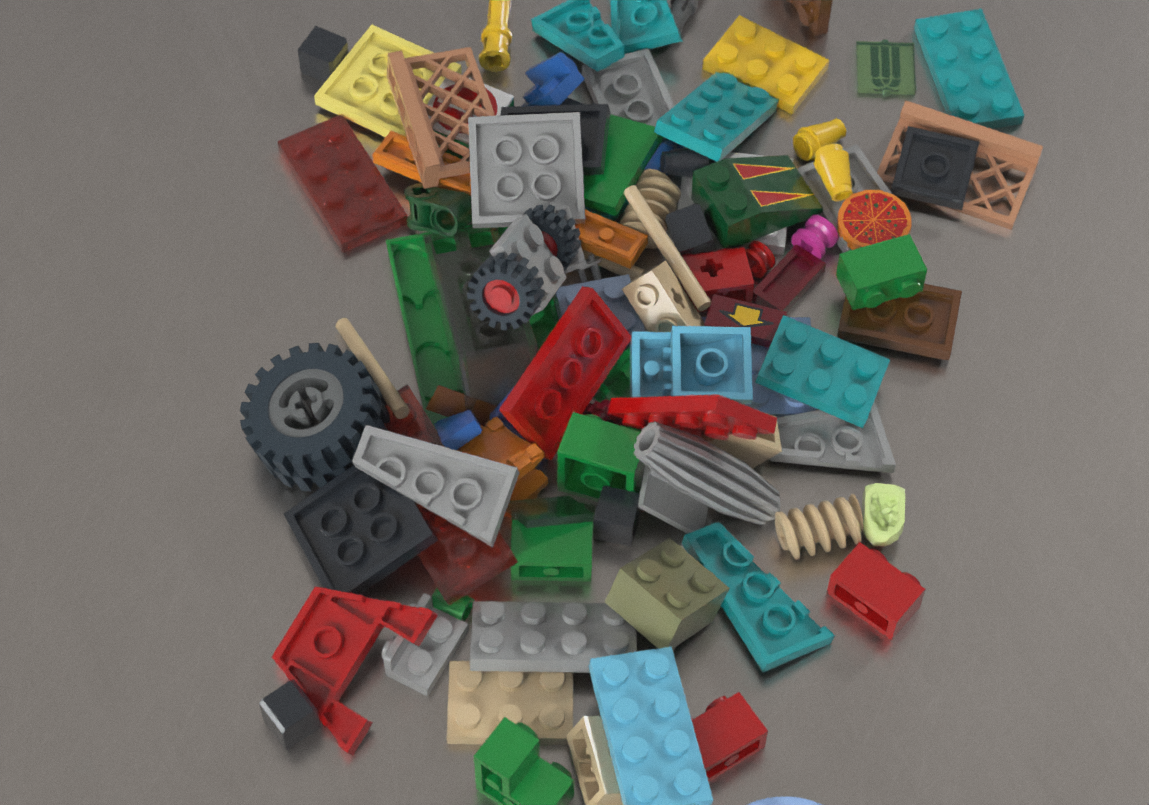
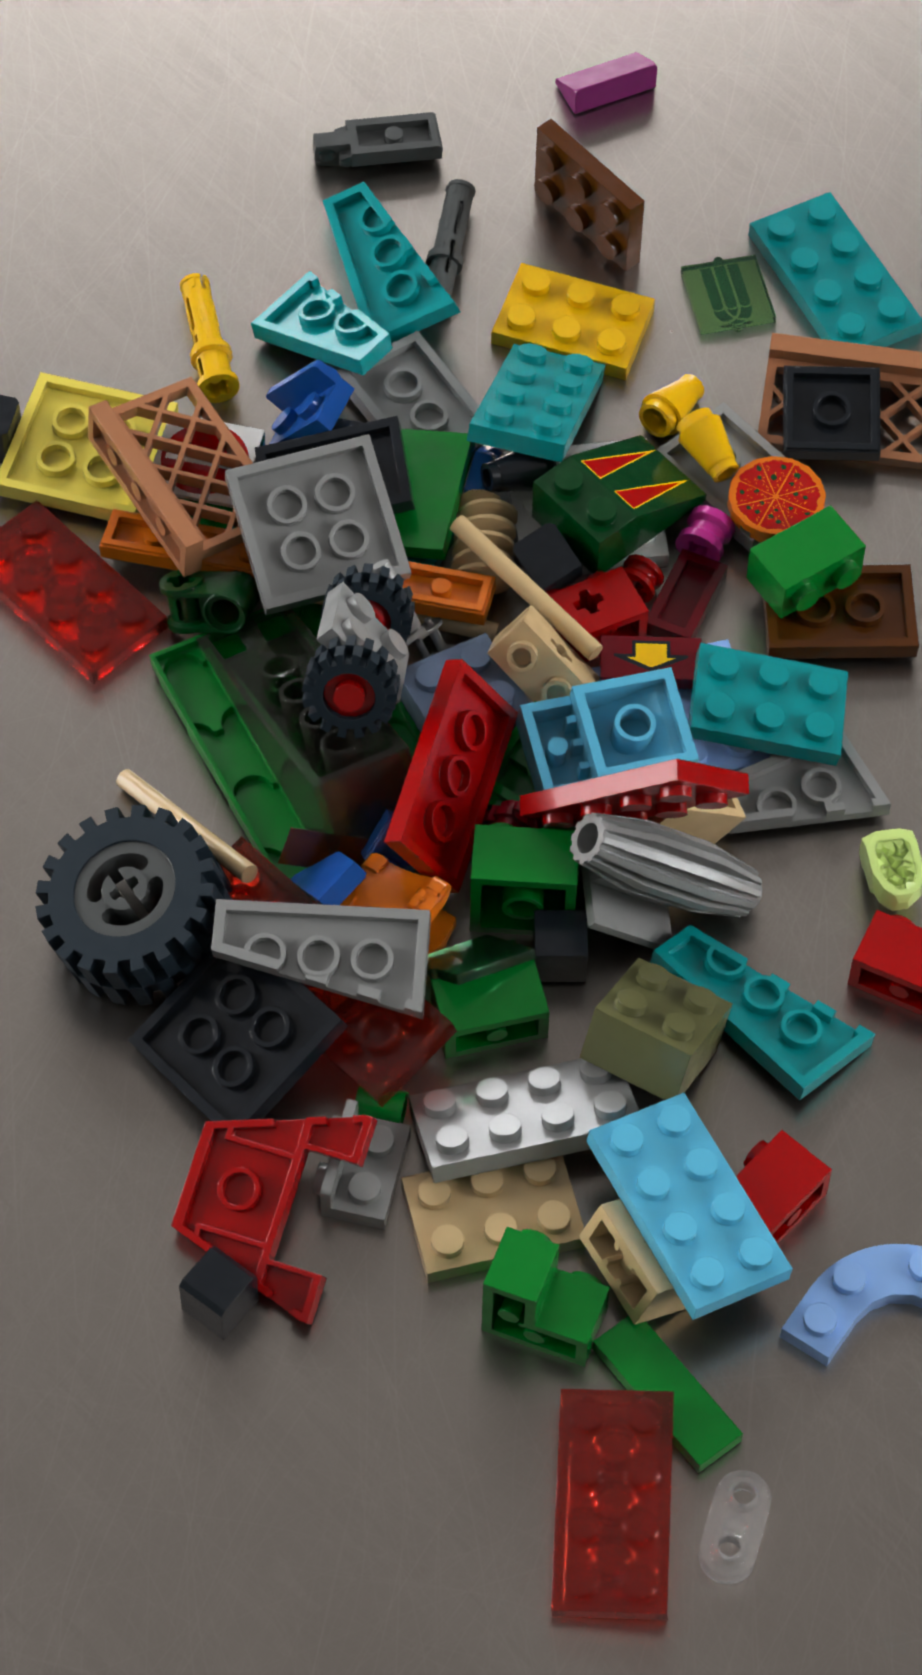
camera: 15 degrees left, 0 degrees up
(820, 525) = (819, 901): tan piece -> none

